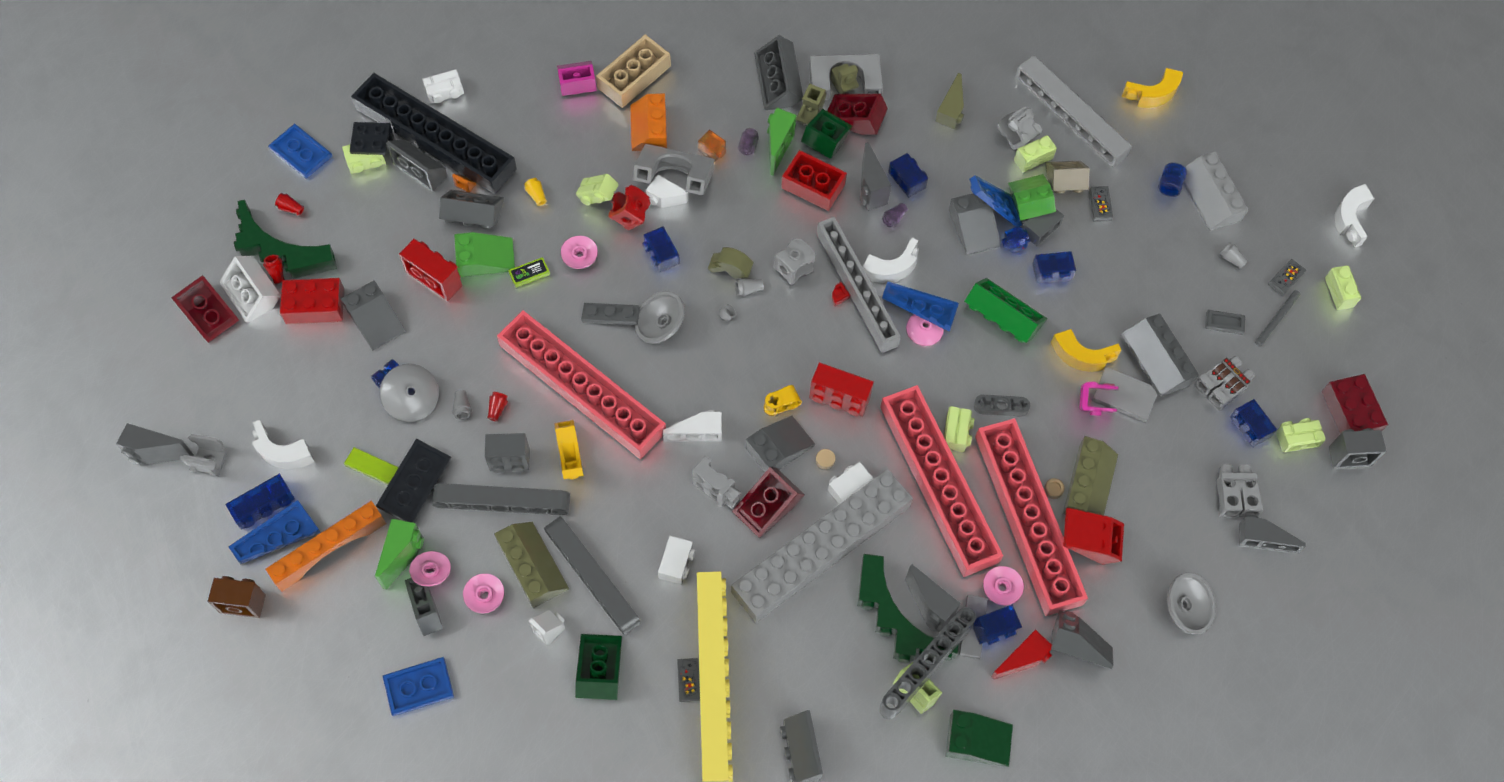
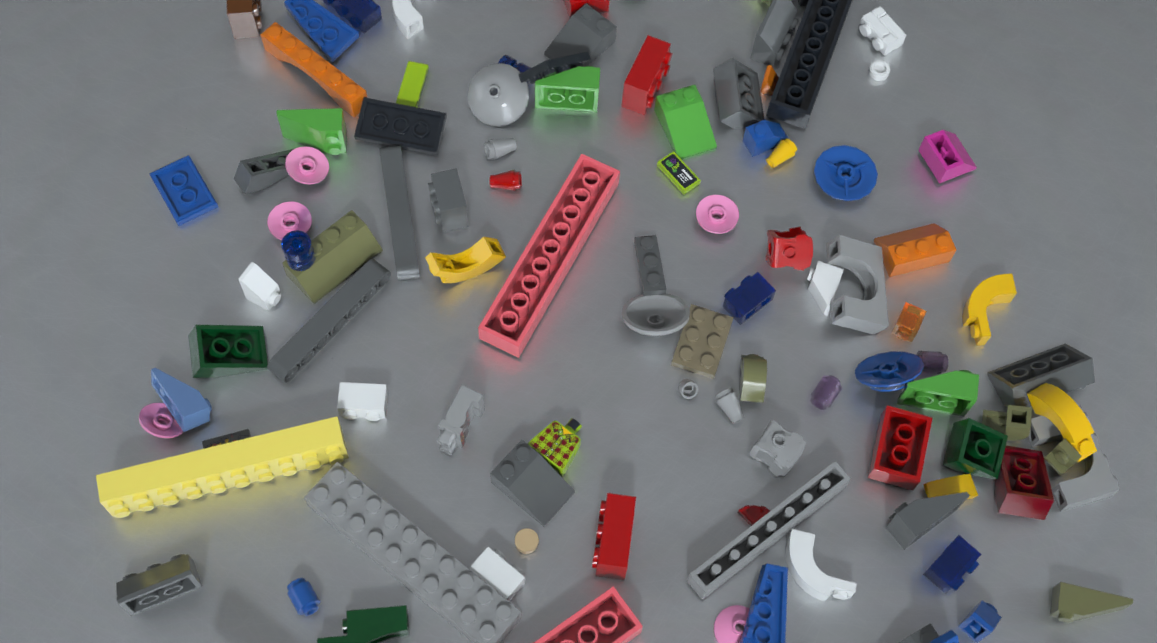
camera: 75 degrees right, 0 degrees up
(404, 336) = (554, 66): none -> black plate
(428, 328) = (569, 90): none -> bright green slope
(478, 100) = (879, 70): none -> white tile
(517, 200) = (763, 137): none -> blue slope
(530, 578) = (298, 250): none -> clear blue wheel
(573, 141) = (849, 161): none -> blue piece
(597, 189) = (799, 209): yellowish green brick -> none
(633, 71) = (978, 212): tan brick -> none
(637, 711) = (182, 400): none -> medium blue slope
(653, 729) = (158, 421): none -> bright pink dish
(695, 293) = (702, 341): none -> dark tan plate
(700, 427) = (532, 391): white slope -> none
(708, 95) = (990, 291): none -> yellow arch
(751, 167) = (889, 370): none -> blue piece
(752, 416) = (558, 444): none -> torso
(755, 217) = (826, 392): none -> clear purple brick
(768, 502) = (456, 486): slope -> none
(782, 401) = (591, 476): yellow piece -> none
(817, 65) = (1065, 415): none -> yellow arch
(836, 635) = (303, 597): none -> blue brick
(851, 159) = (951, 485): none -> yellow slope
(894, 215) = (886, 558): clear purple cone -> none
(954, 169) = (980, 621): none -> blue slope

